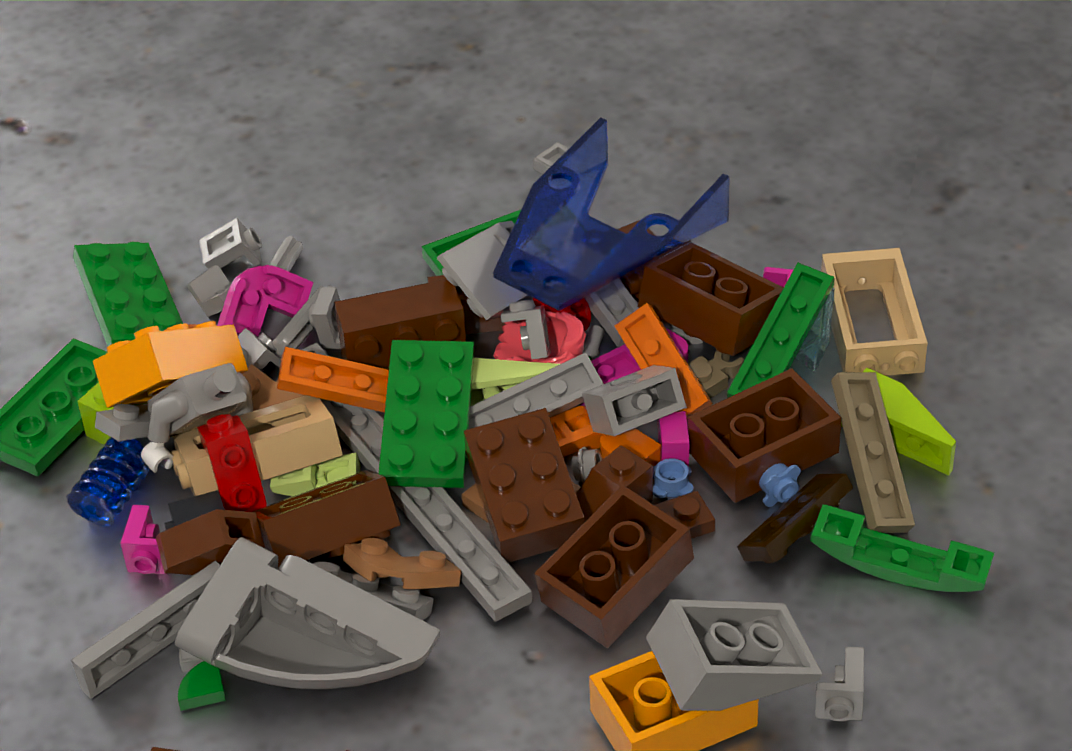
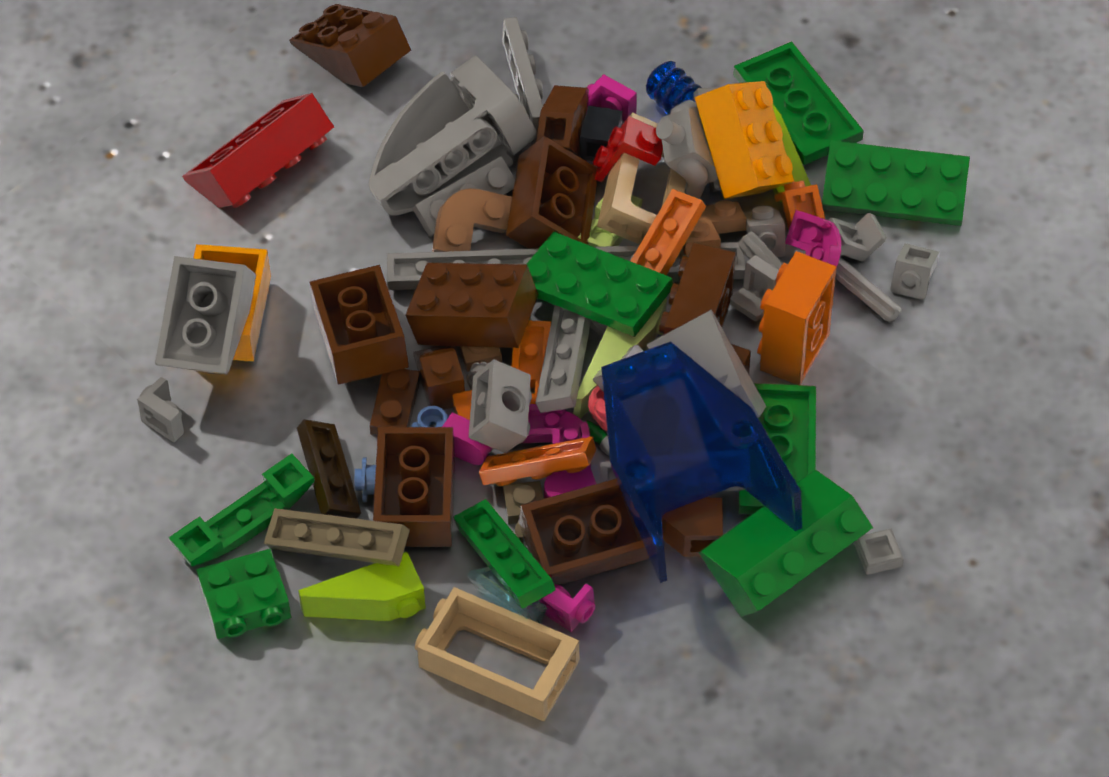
camera: 120 degrees right, 10 degrees up
(371, 242) = (796, 317): none -> orange brick
(633, 184) = (768, 557): none -> green slope
(979, 507) = (244, 594): none -> green plate

